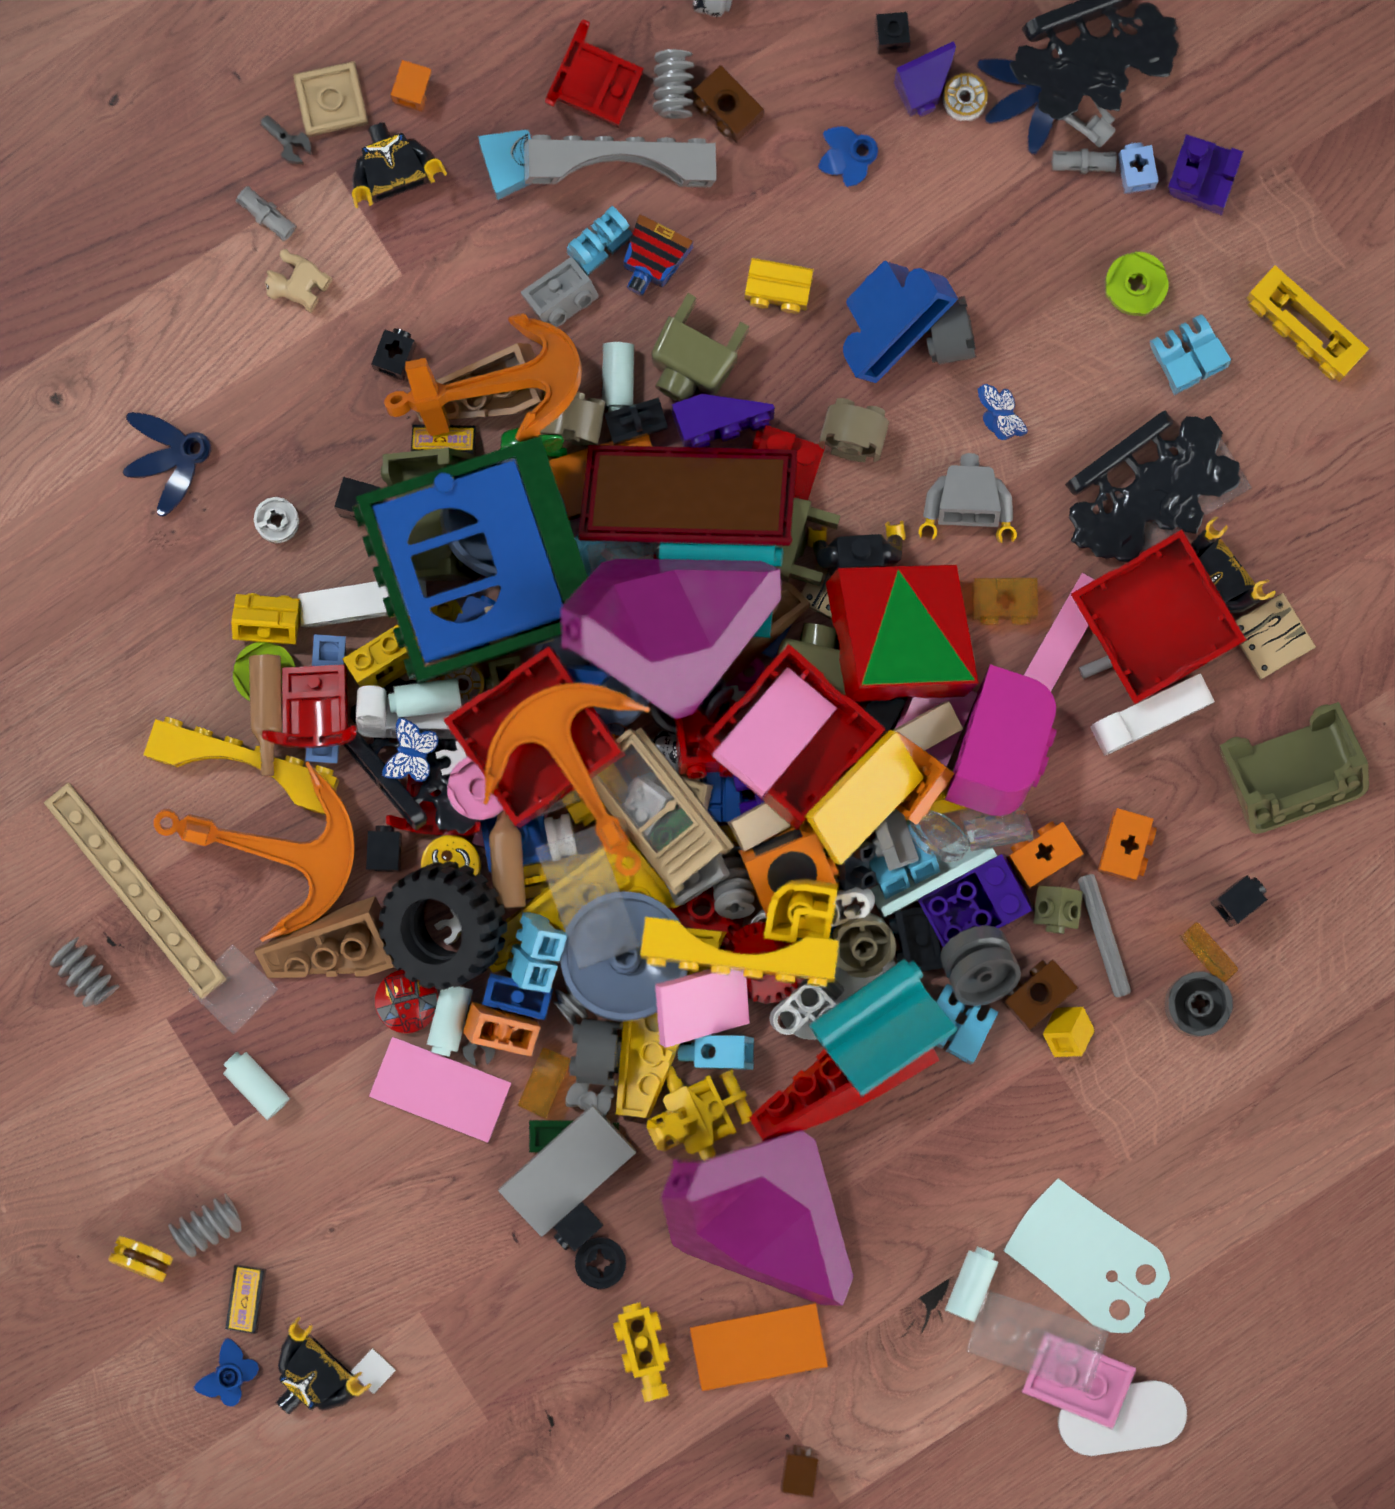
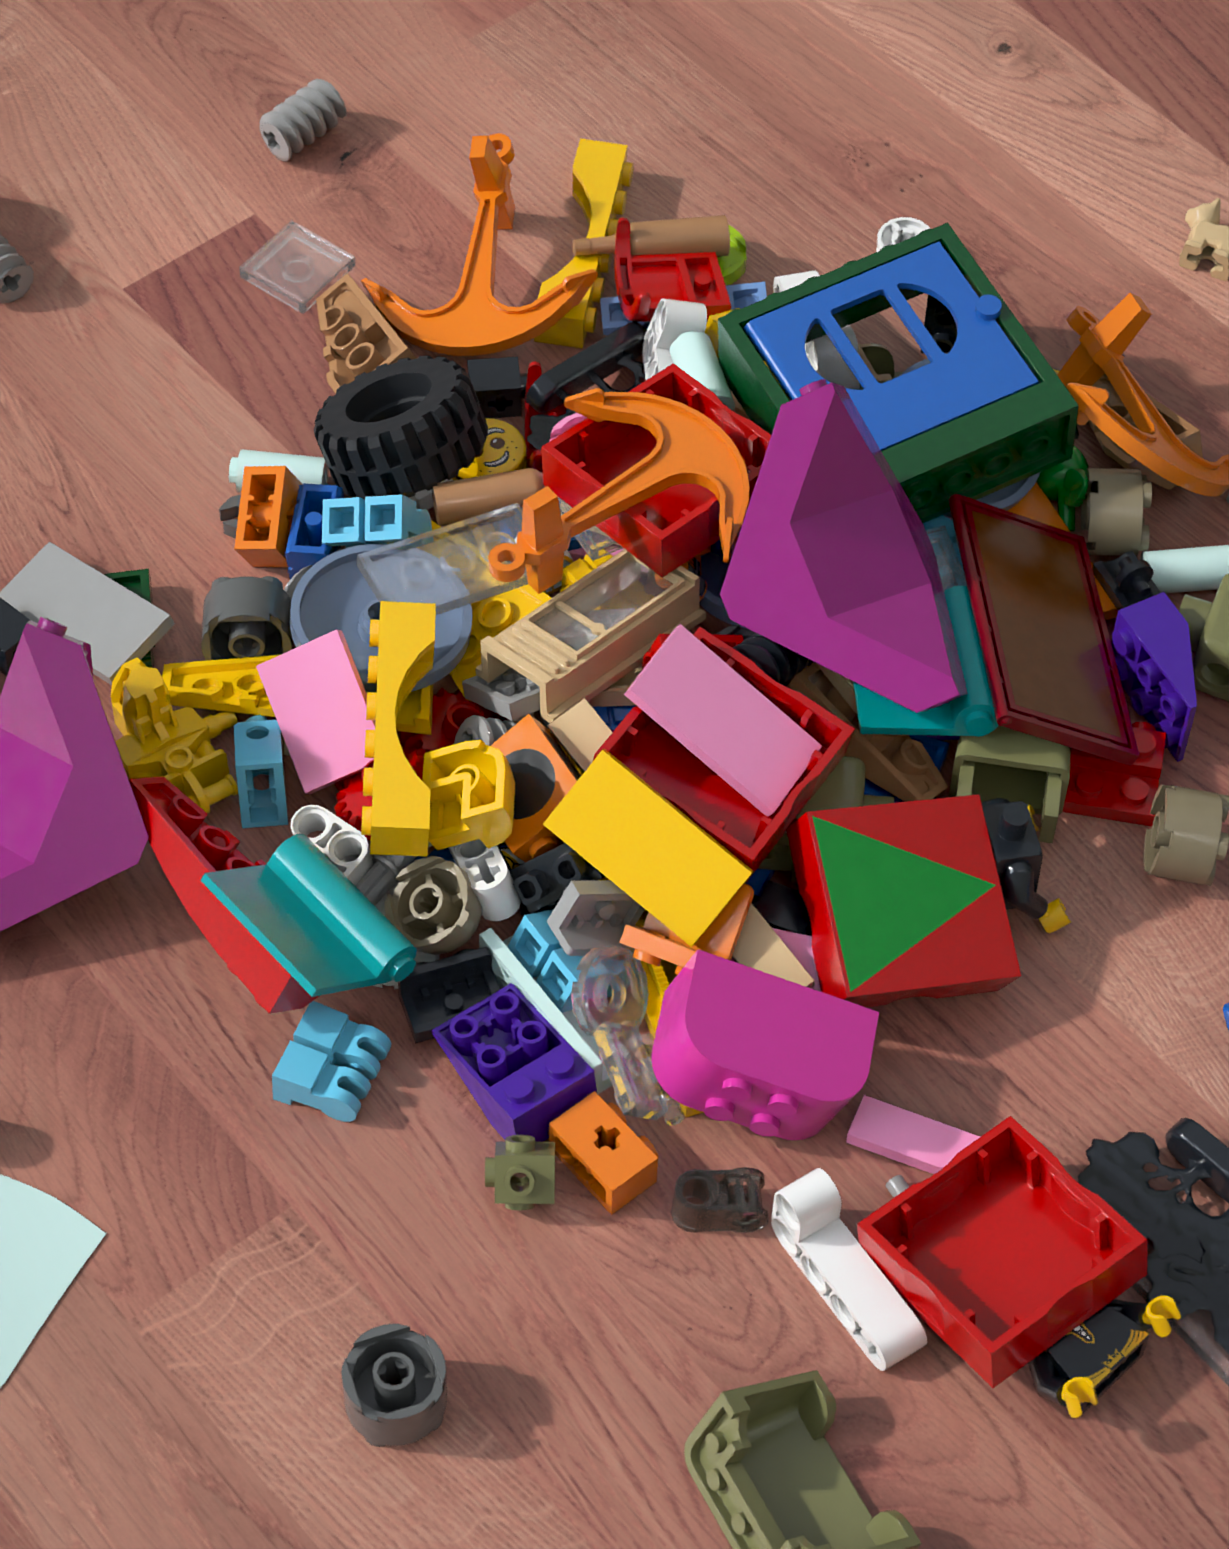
camera: 80 degrees right, 30 degrees down
(135, 890) = (407, 163): tan tile -> none
(160, 461) = (971, 163): dark blue plant -> none
(255, 1084) = (174, 292): light aqua brick -> none
(265, 618) = (774, 238): yellow brick -> none
(394, 366) = (1155, 341): black brick -> none
(405, 1004) = (290, 430): dish -> none
(411, 752) = (616, 375): animal -> none
(440, 1089) = (183, 482): bright pink tile -> none
(544, 1082) = (182, 587): clear yellow slope -> none
(580, 1097) = (176, 644): light grey piece -> none
(969, 498) = (1124, 993): light grey torso -> none
(980, 965) = (419, 1061): dark grey wheel -> none
(1019, 590) = (983, 1059): clear yellow brick -> none
(1058, 989) = (395, 1191): reddish brown brick -> none
(1068, 1032) = (333, 1214): yellow panel -> none
(1088, 779) = (723, 1200): none -> clear smoke piece
(1104, 935) = (490, 1253): light grey axle -> none
(1125, 826) = (657, 1250): orange brick -> none
(1208, 952) = (480, 1403): clear yellow slope -> none
(1240, 900) = (569, 1422): black brick -> none
(1273, 636) = (1009, 1448): tan tile -> none

